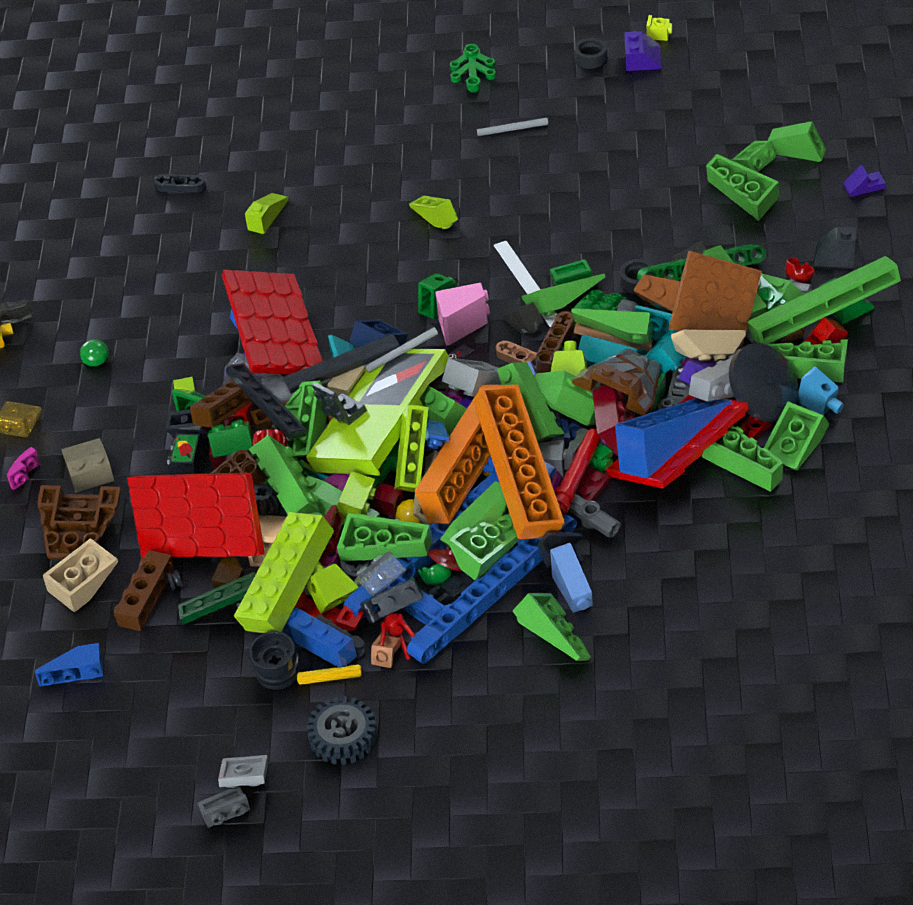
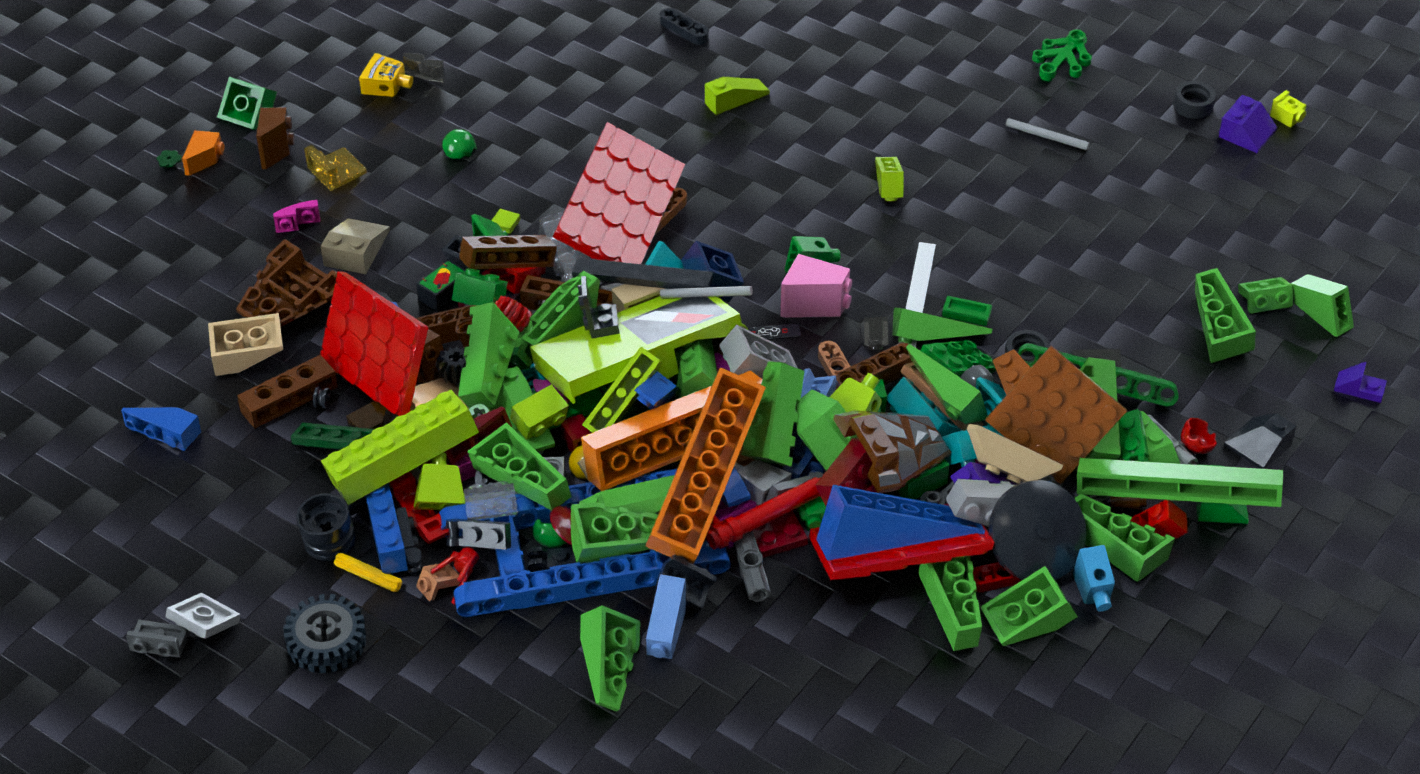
camera: 30 degrees right, 0 degrees up
(266, 401) = (539, 272): black tile -> none

